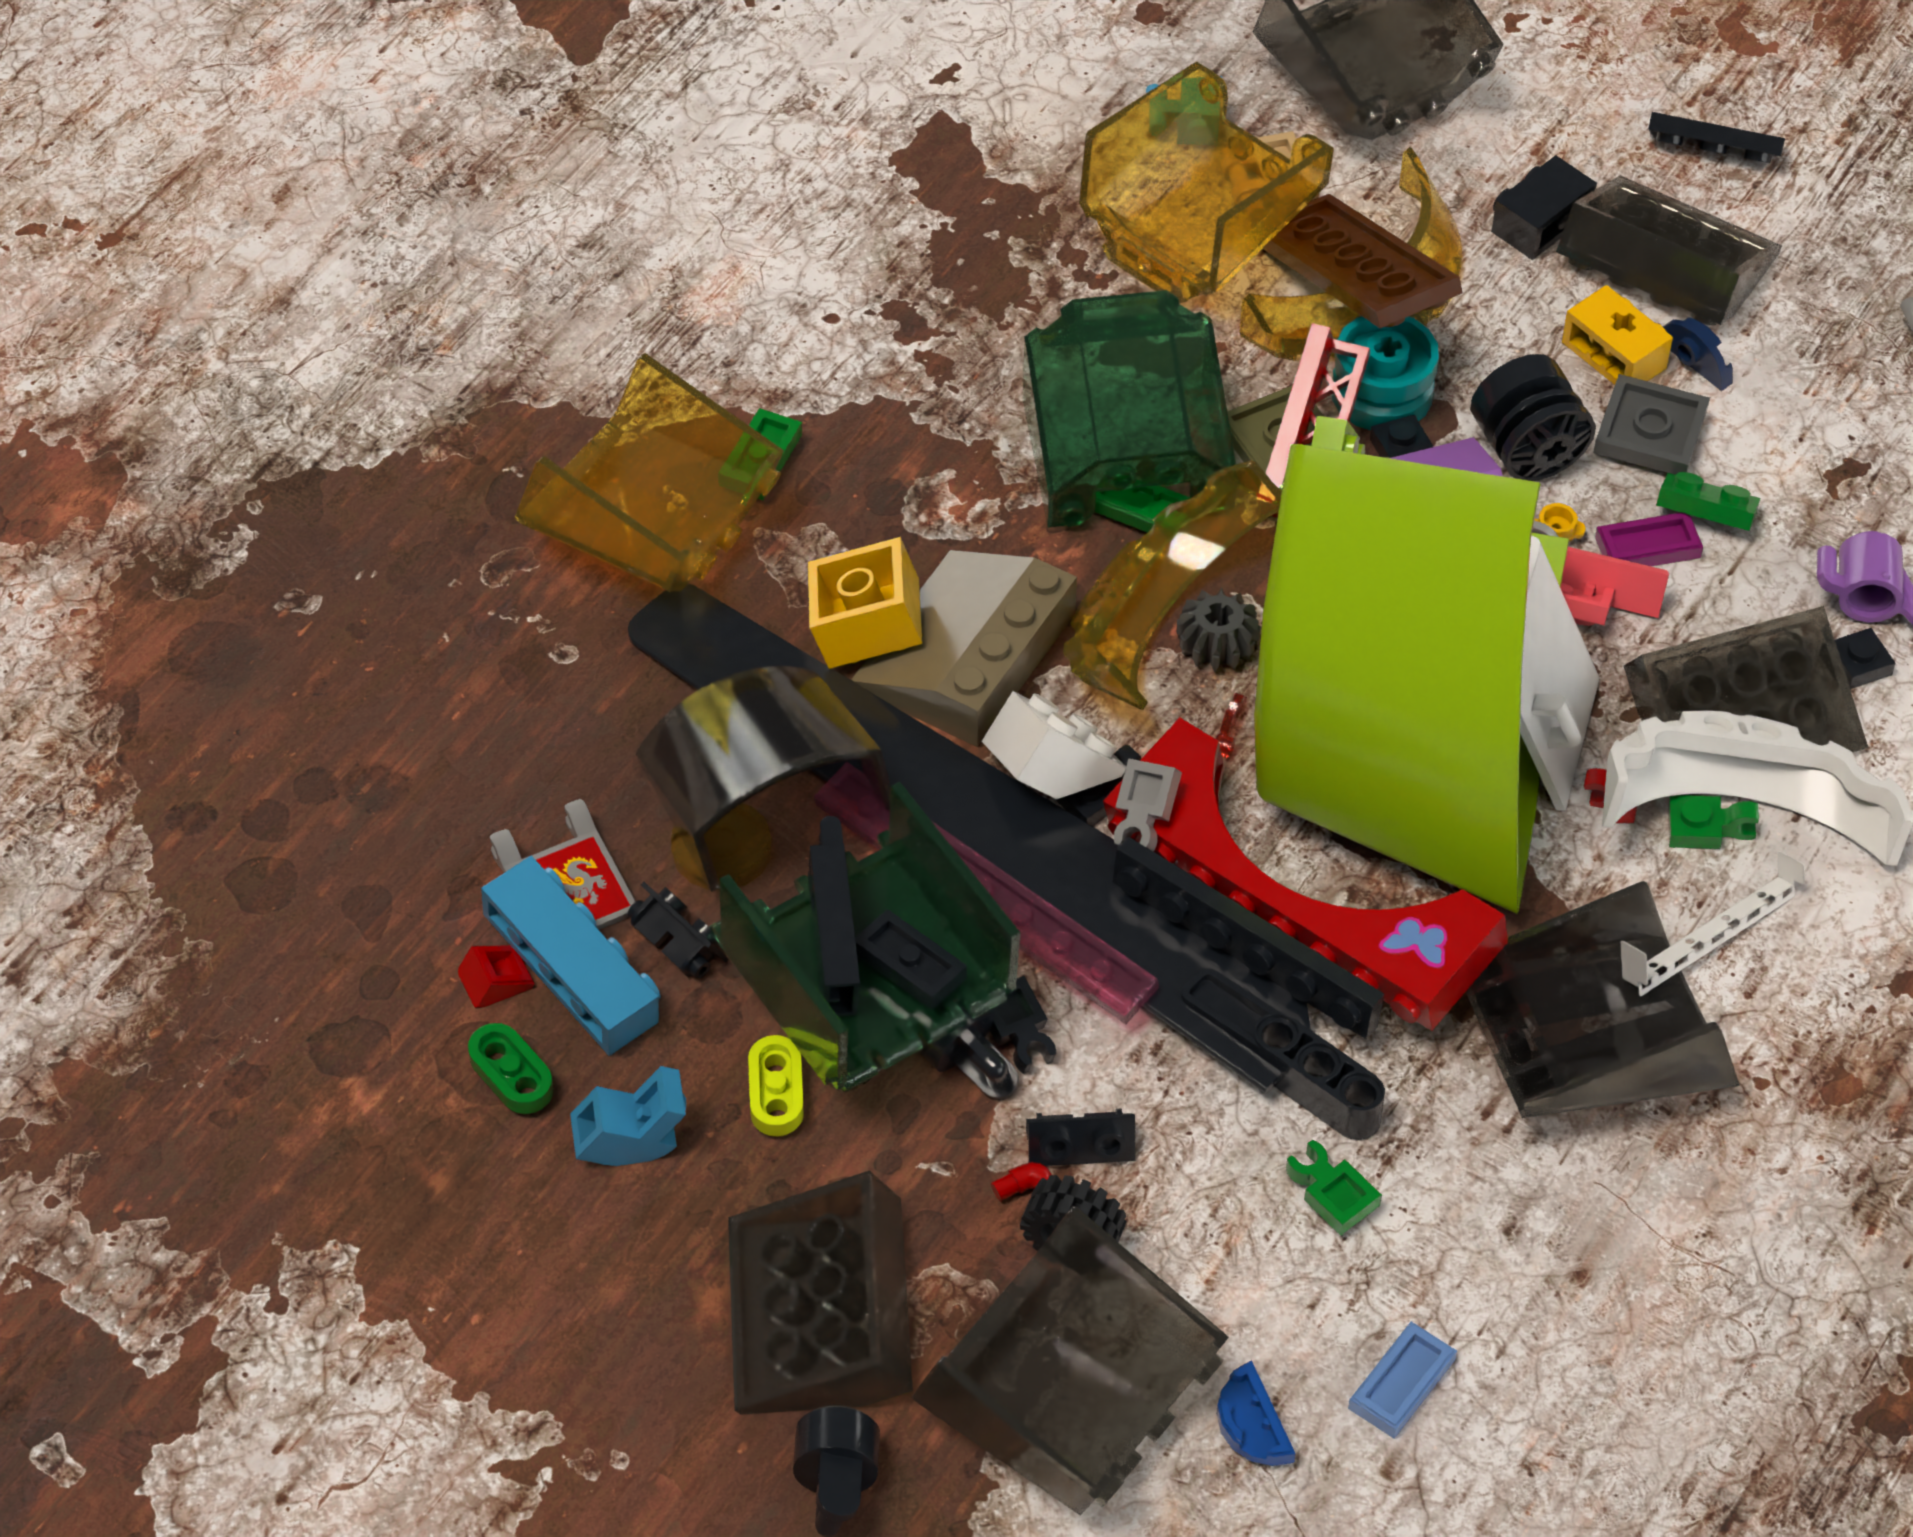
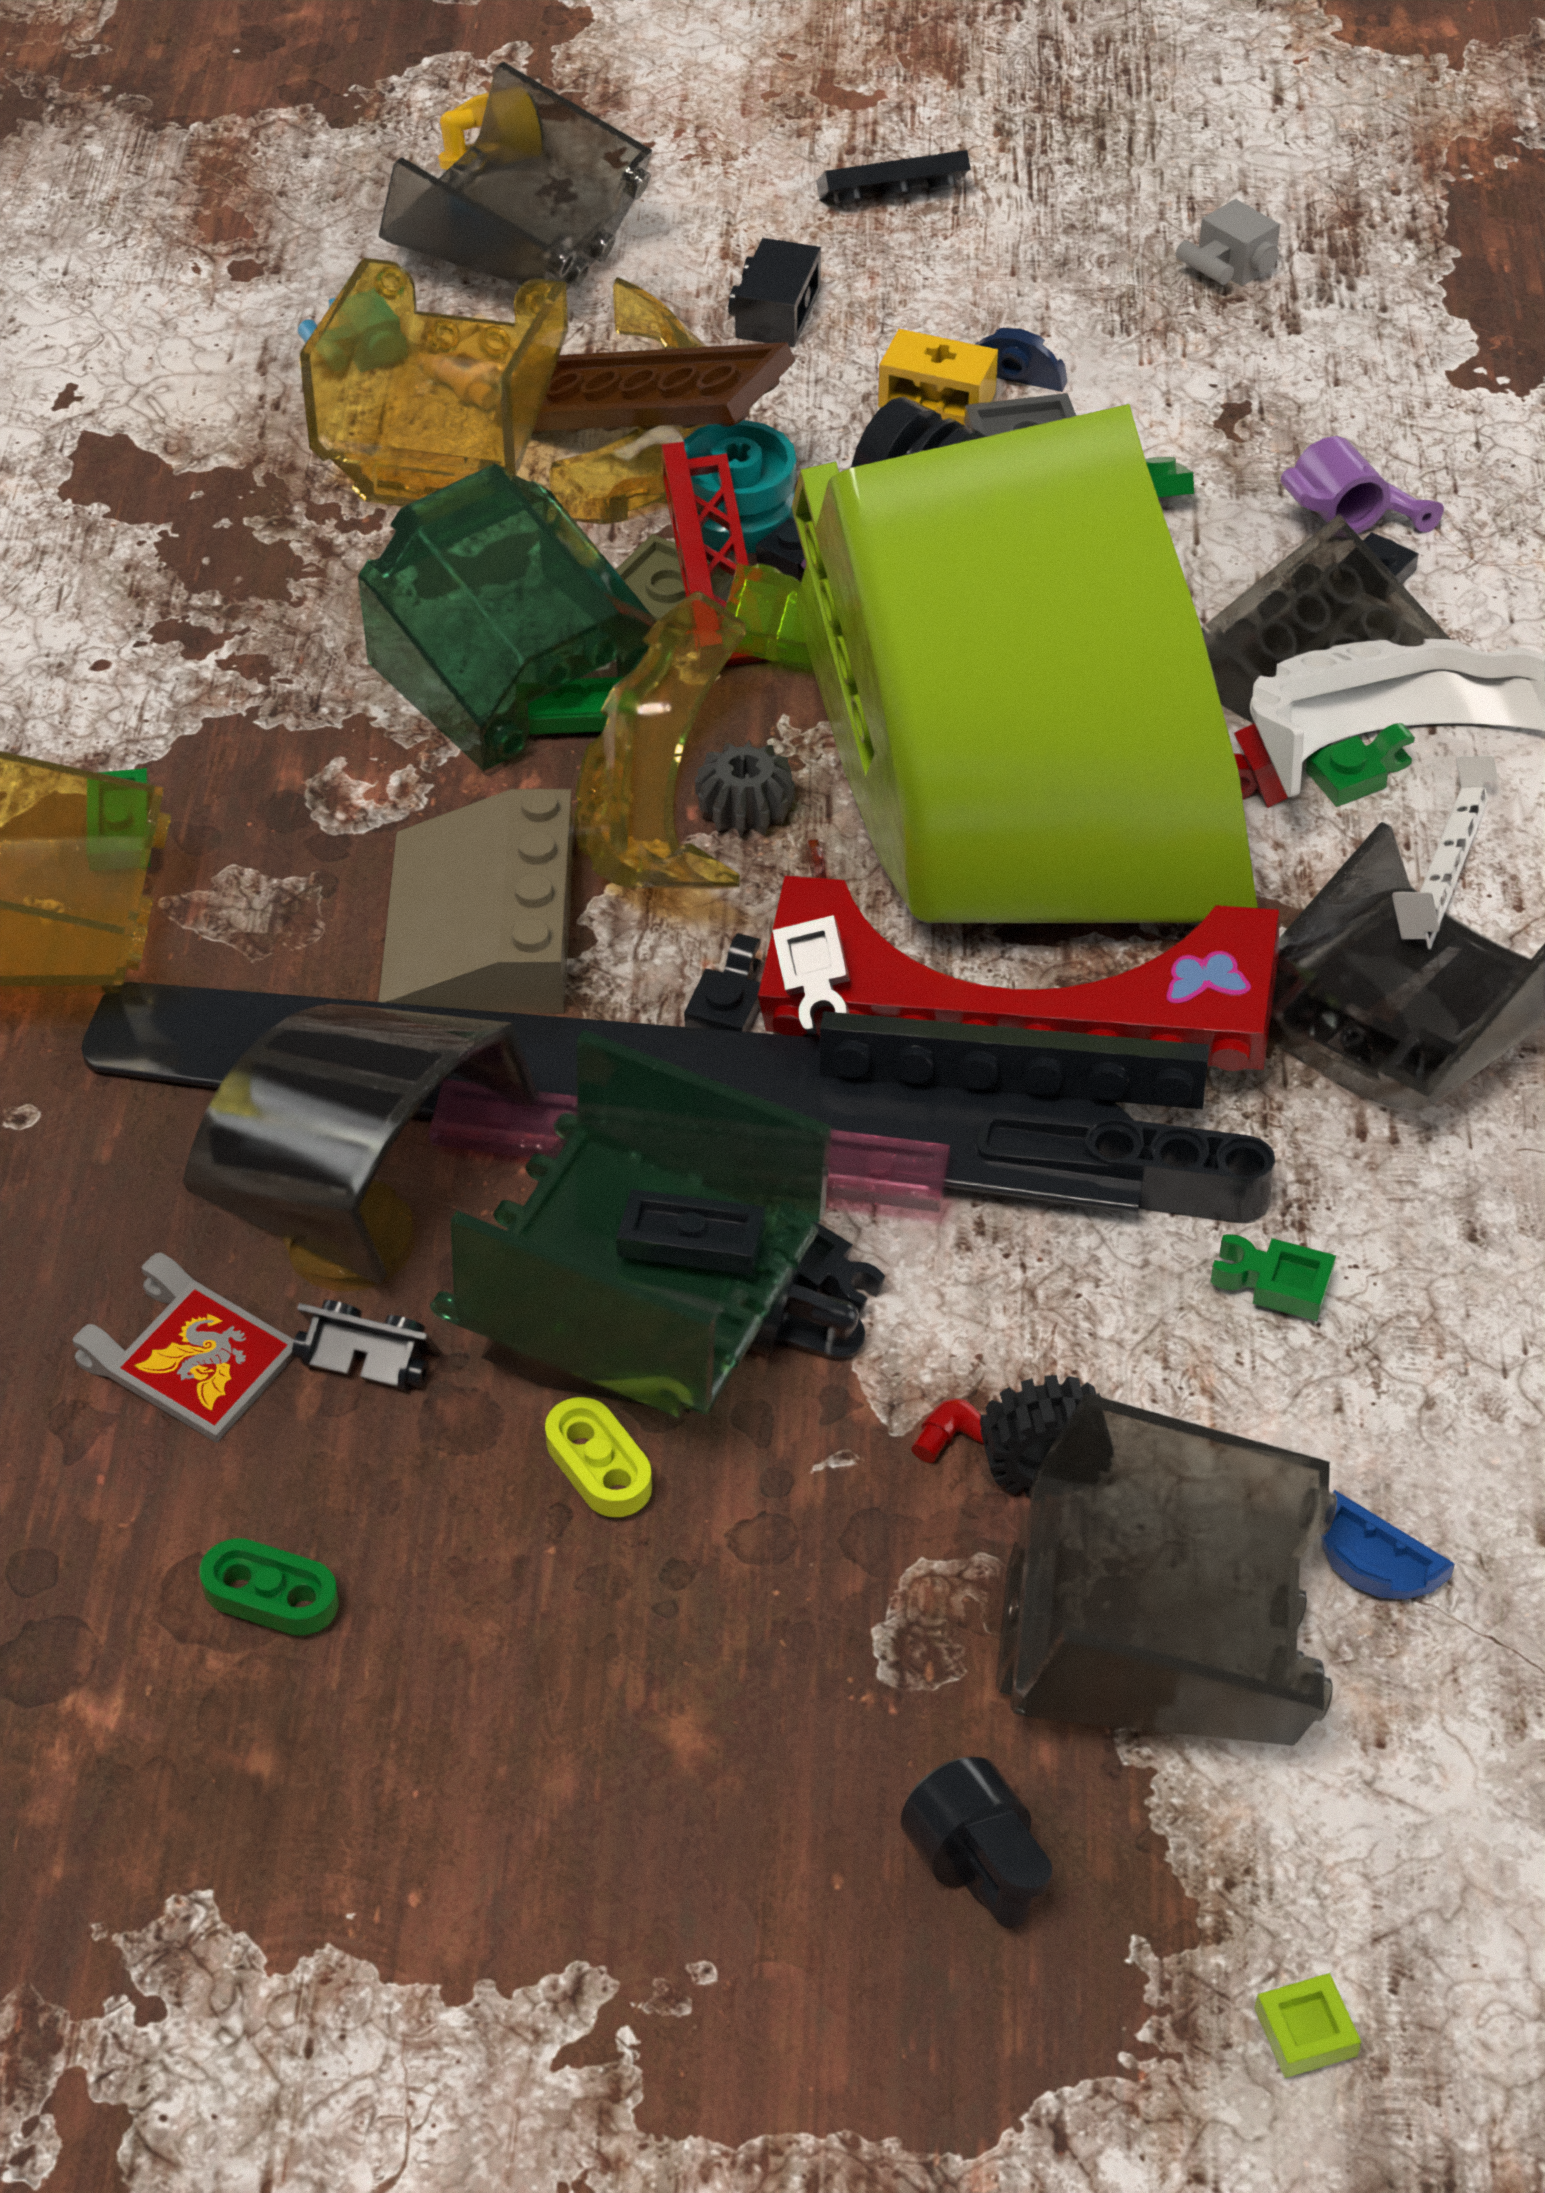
camera: 30 degrees left, 5 degrees down
(493, 974) = (172, 1495): red slope -> none
(571, 954) = (260, 1424): dark azure brick -> none
(629, 1127) = (463, 1582): dark azure brick -> none
(820, 1299) = (816, 1667): clear smoke slope -> none
(833, 920) = (573, 1209): black hinge -> none
(864, 603) = (353, 909): yellow brick -> none
(1050, 750) = (662, 966): white slope -> none
(1081, 1139) = (978, 1351): black hinge -> none
(1402, 1379) = (1491, 1436): medium blue tile -> none
(1666, 249) = (923, 288): clear smoke slope -> none

